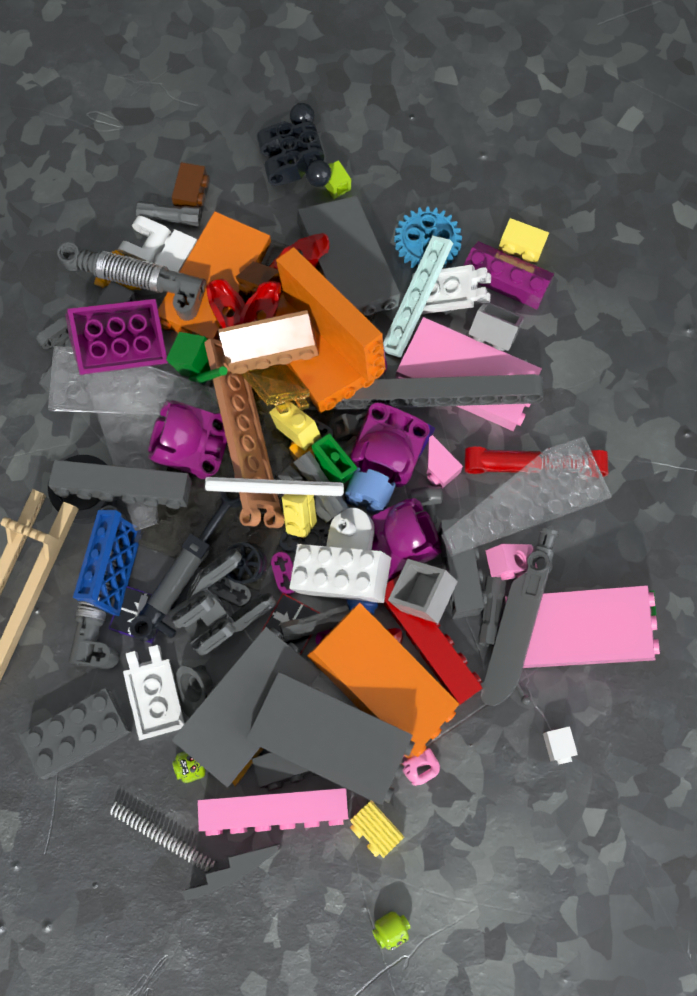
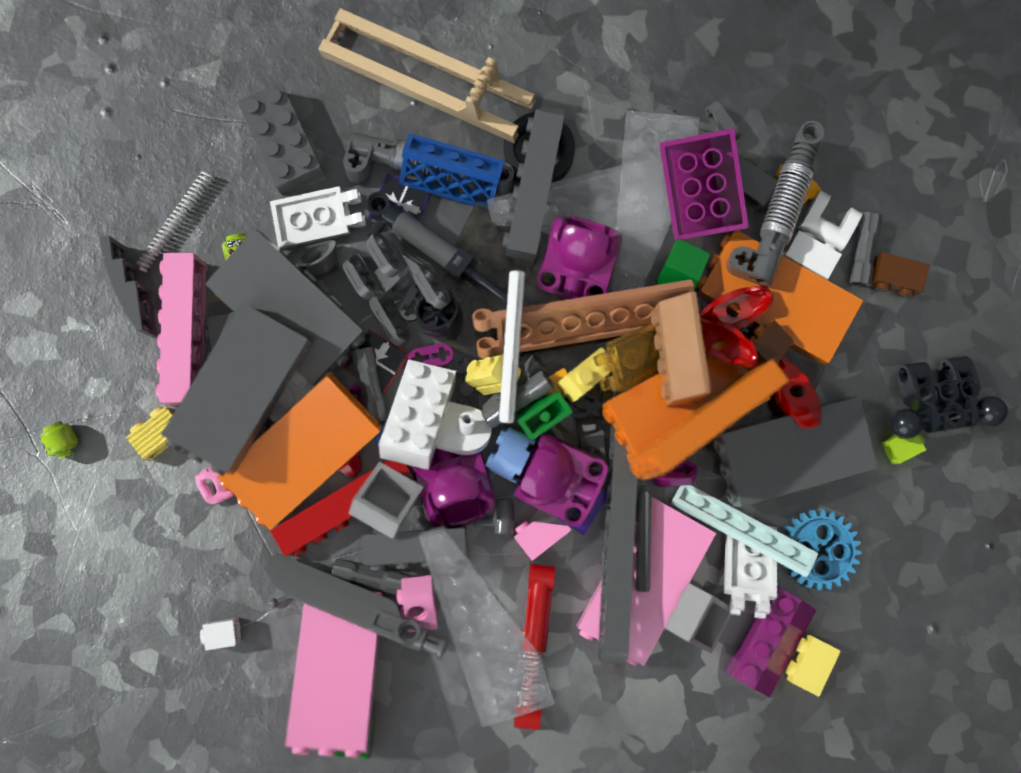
camera: 90 degrees right, 10 degrees up
(209, 375) = (651, 281): green bar -> none
(432, 372) = (643, 541): none -> dark grey axle

